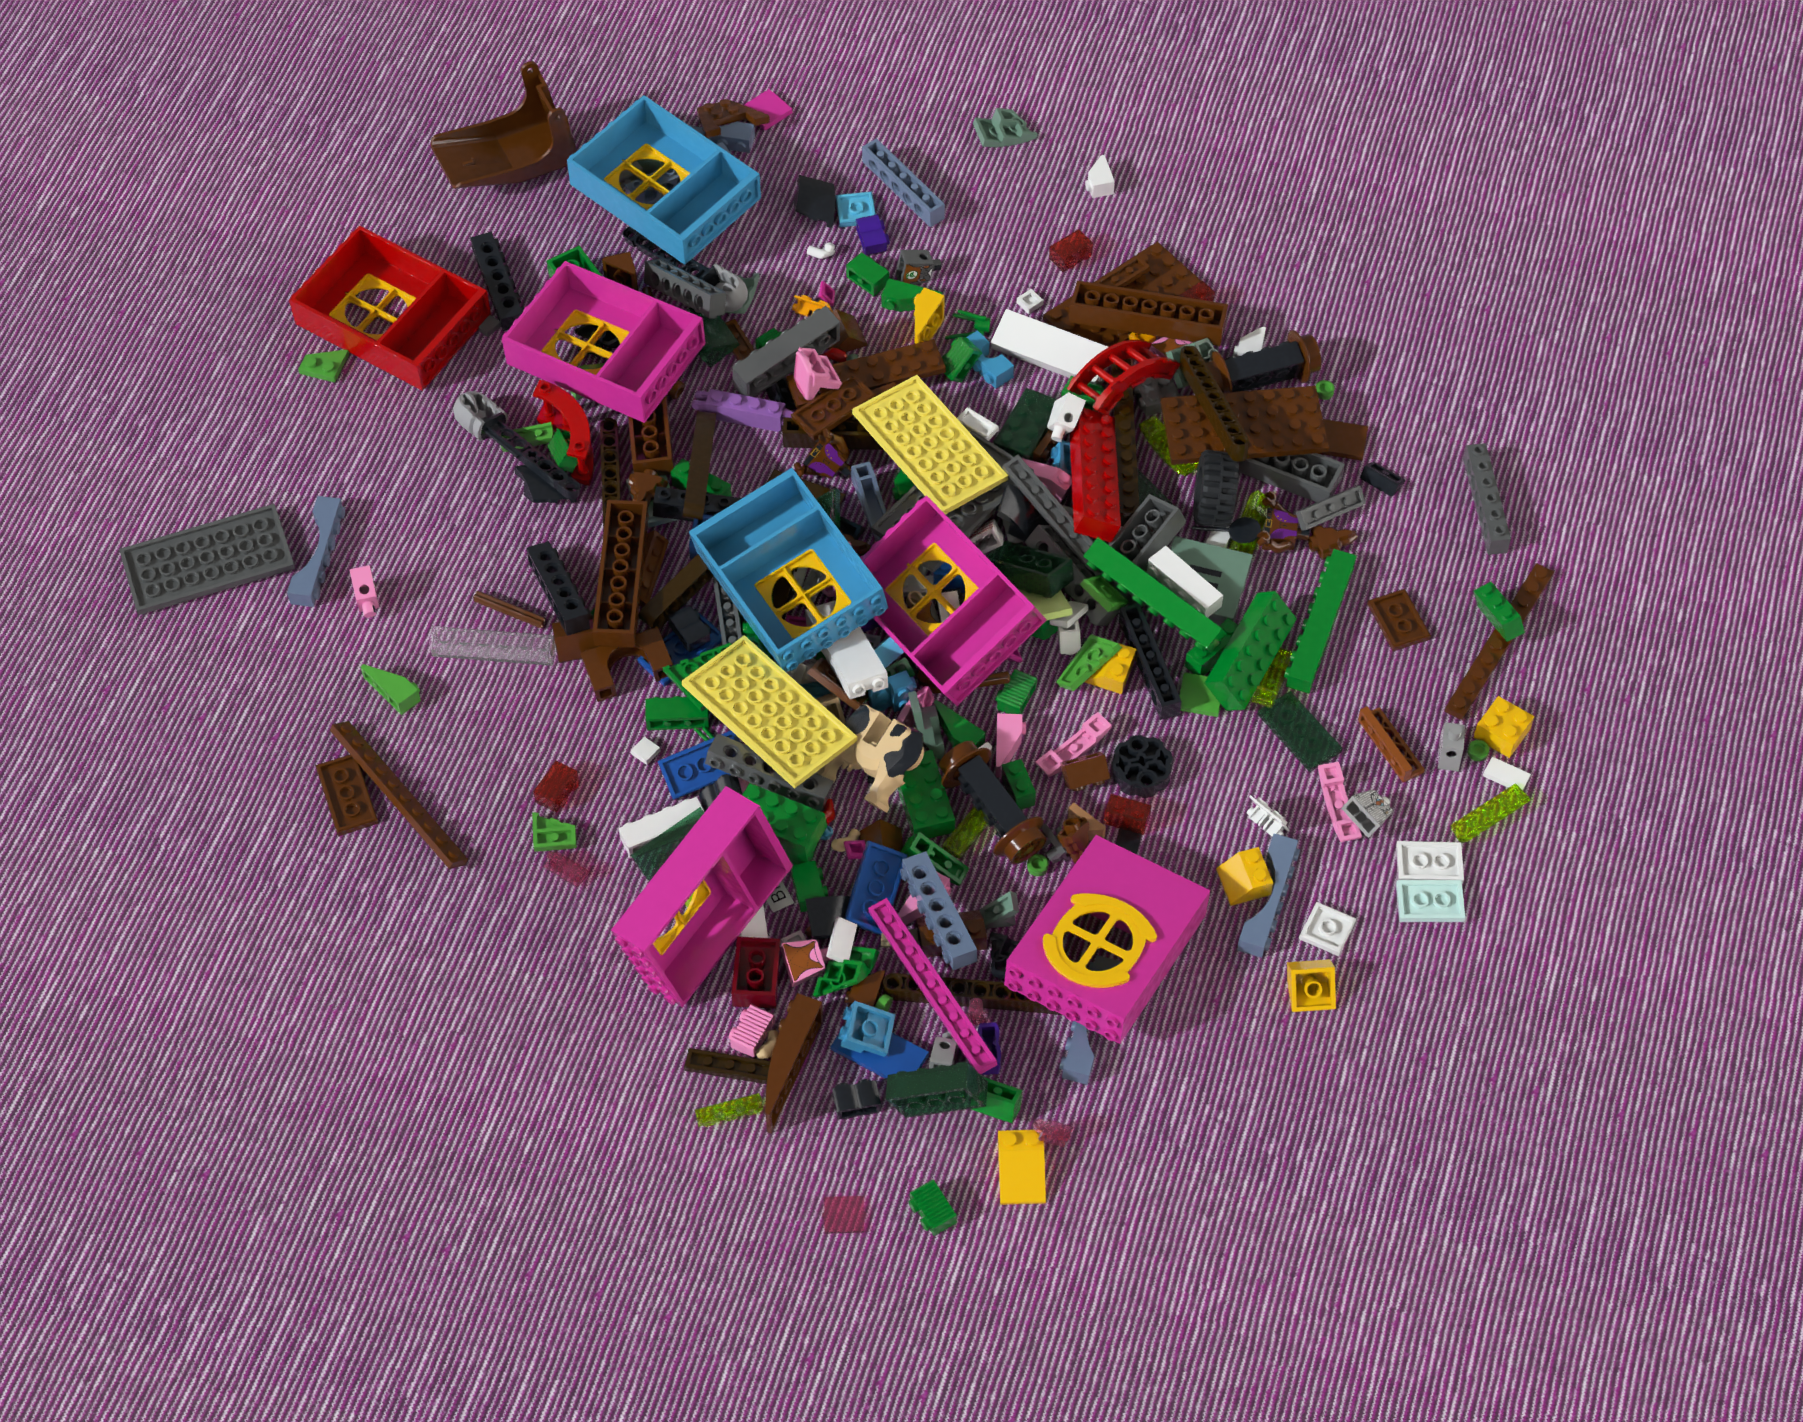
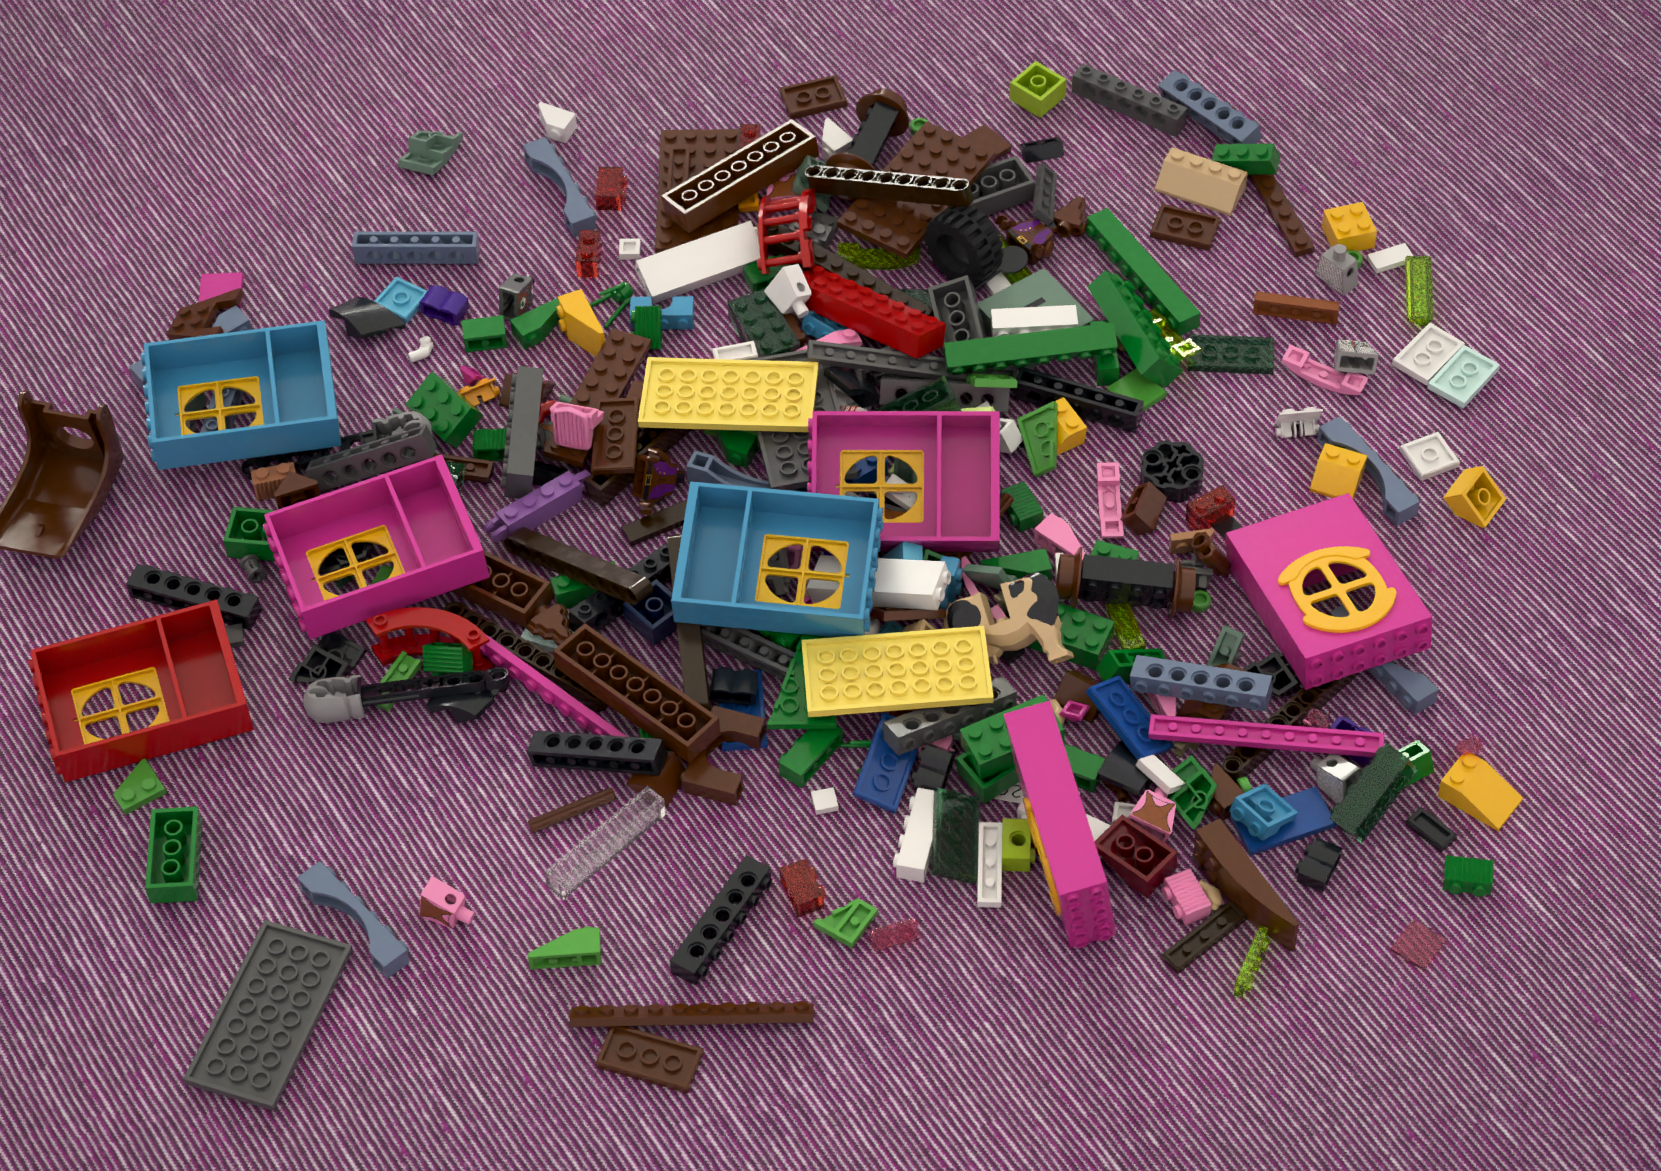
camera: 50 degrees left, 5 degrees down
(281, 419) = (174, 855): none -> green brick
(495, 749) = (696, 943): none -> black brick
(511, 390) = (330, 658): none -> black slope
(590, 514) = (547, 690): none -> dark pink plate
(639, 253) = (269, 479): none -> nougat brick
(773, 298) = (445, 408): none -> green brick
(959, 1156) = (1431, 829): none -> black tile
(997, 280) = (588, 253): none -> clear red brick
(1028, 247) = (544, 161): none -> sand blue arch
(1286, 307) = (813, 97): none -> reddish brown tile
(1433, 434) = (1038, 89): none -> lime brick
(1452, 599) = (1201, 181): none -> tan slope
(1526, 557) = (1209, 110): none -> sand blue brick

